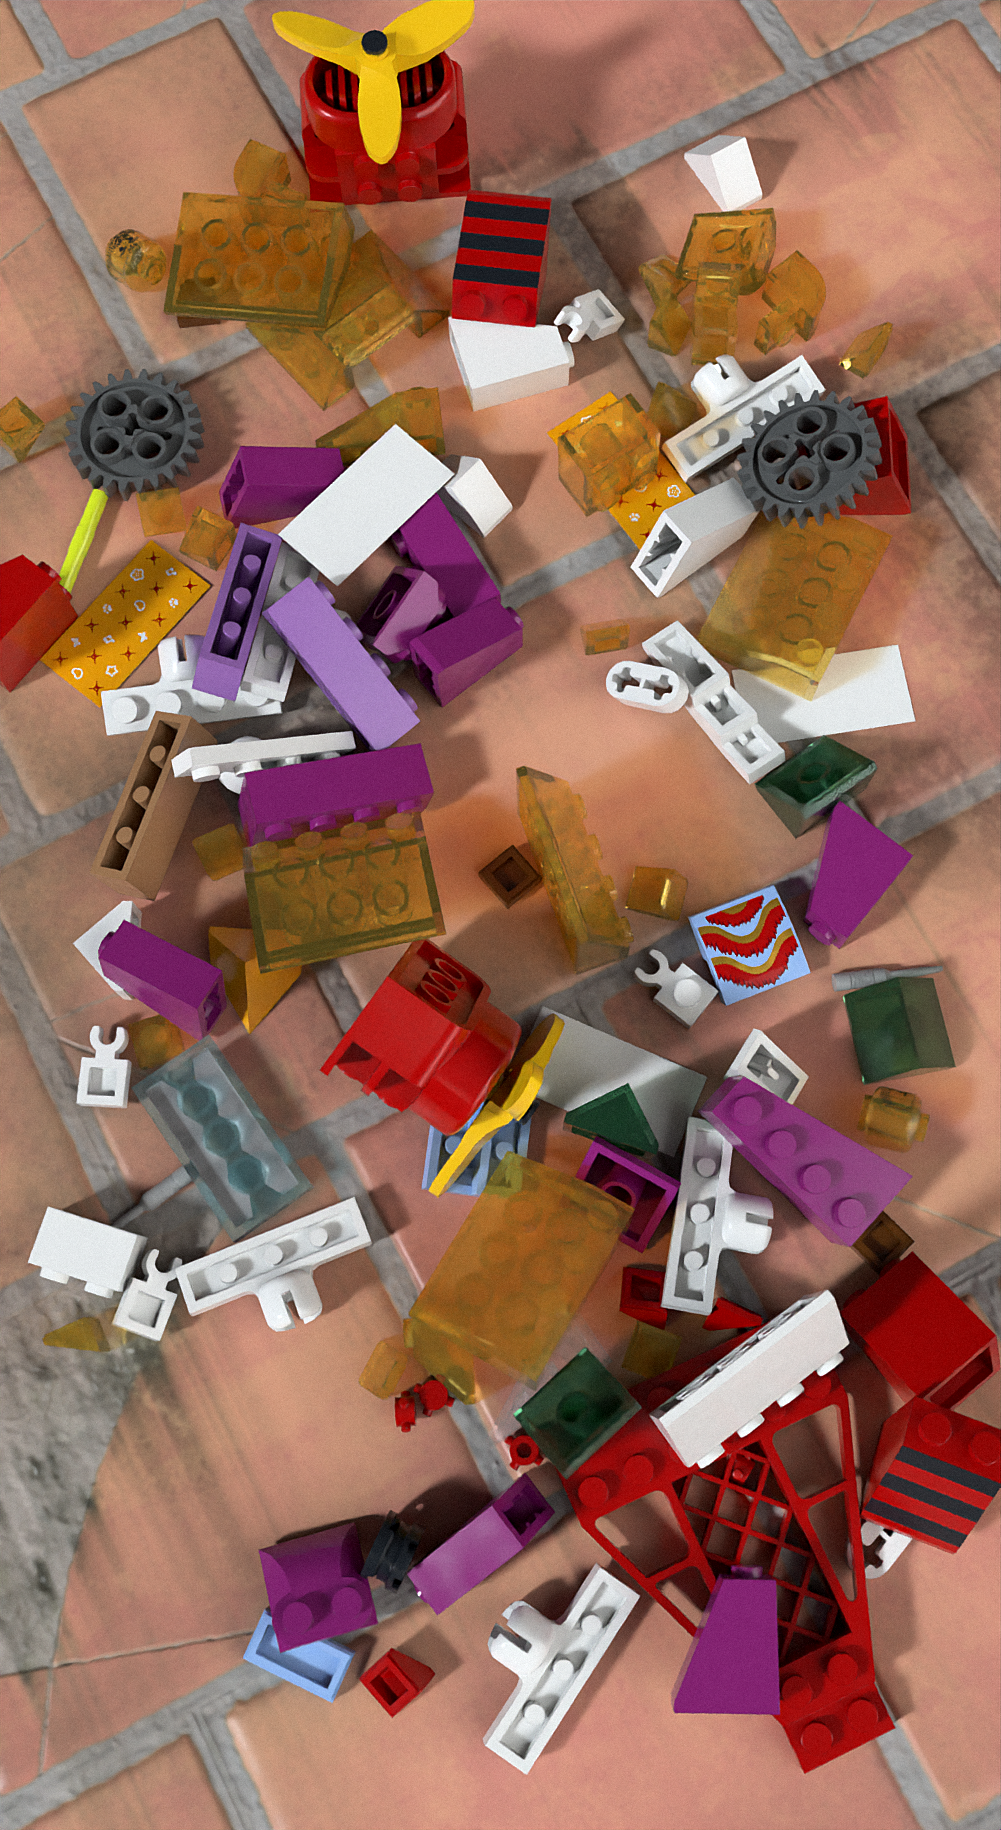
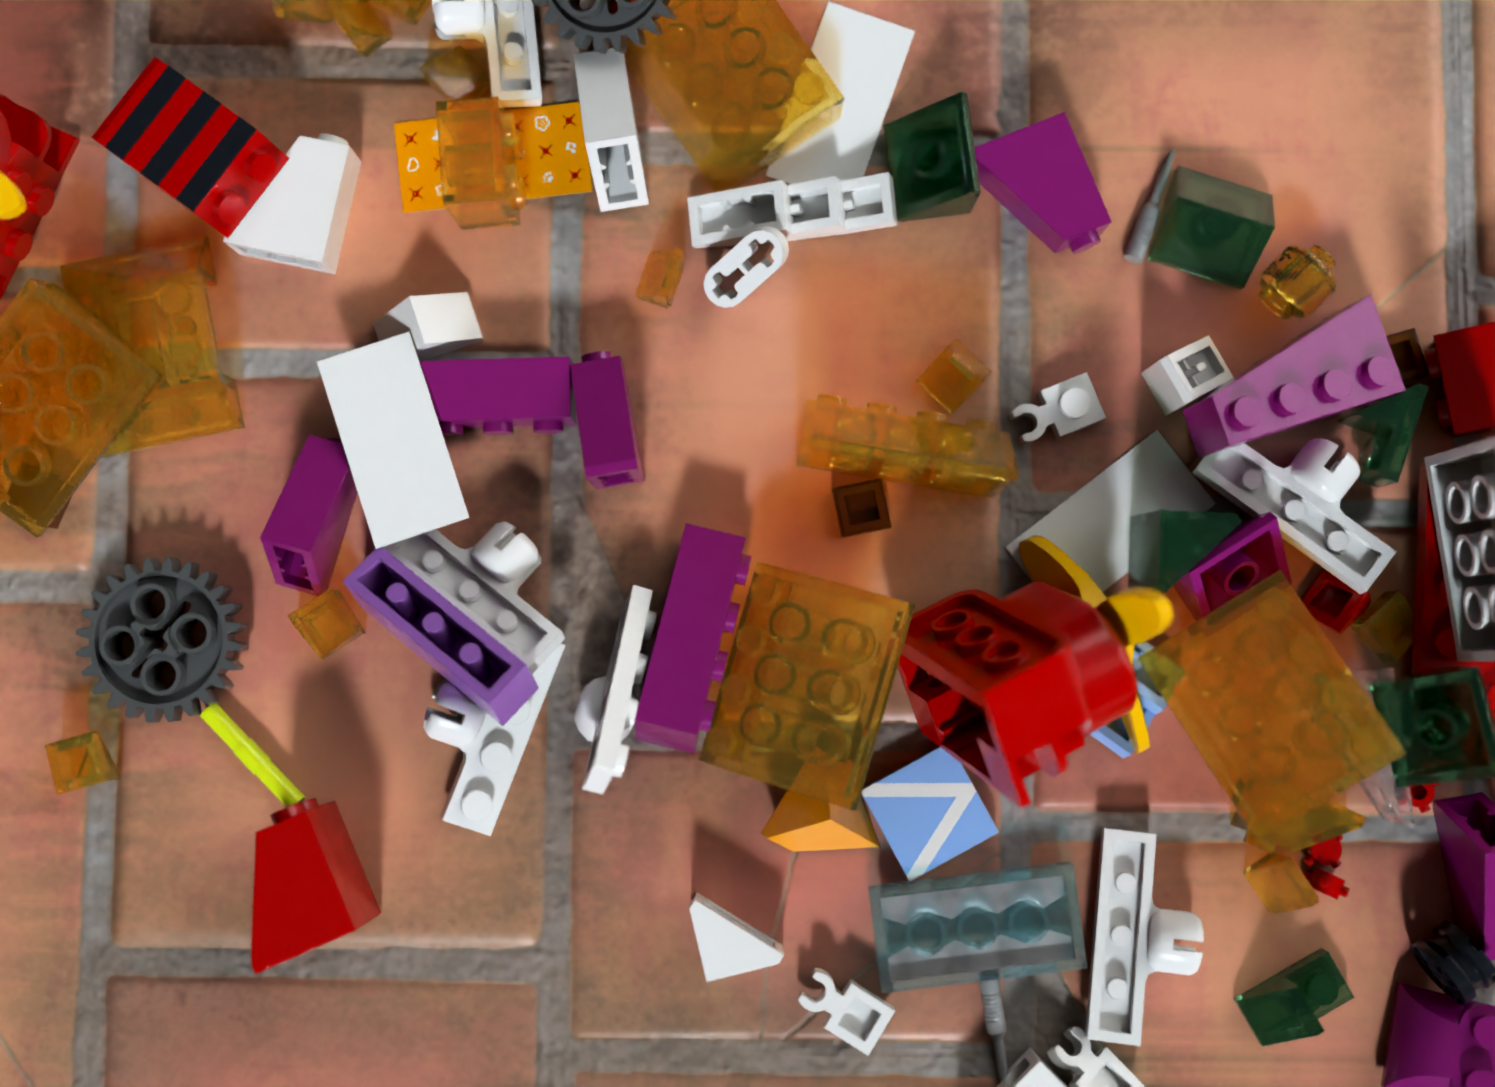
camera: 65 degrees left, 10 degrees up
(125, 622) = (370, 755): light orange sticker -> none
(150, 809) = (601, 828): medium nougat brick -> none
(155, 1041) = (841, 942): clear yellow plate -> none
(161, 511) = (270, 656): clear yellow plate -> none
(164, 978) = (794, 910): magenta slope -> none
(220, 851) = (683, 781): clear yellow slope -> none
(290, 1051) = (928, 812): none -> light blue tile
(296, 1436) = (1294, 999): none -> clear green slope
(341, 665) = (561, 559): medium lavender brick -> none
(401, 612) = (532, 471): magenta slope -> none
(412, 410) = (310, 335): clear yellow slope -> none
(590, 315) = (303, 95): white plate -> none
(730, 1316) = (1401, 529): red slope -> none
(749, 944) = (1056, 317): slope -> none
(824, 1258) = (1392, 426): none -> clear green slope

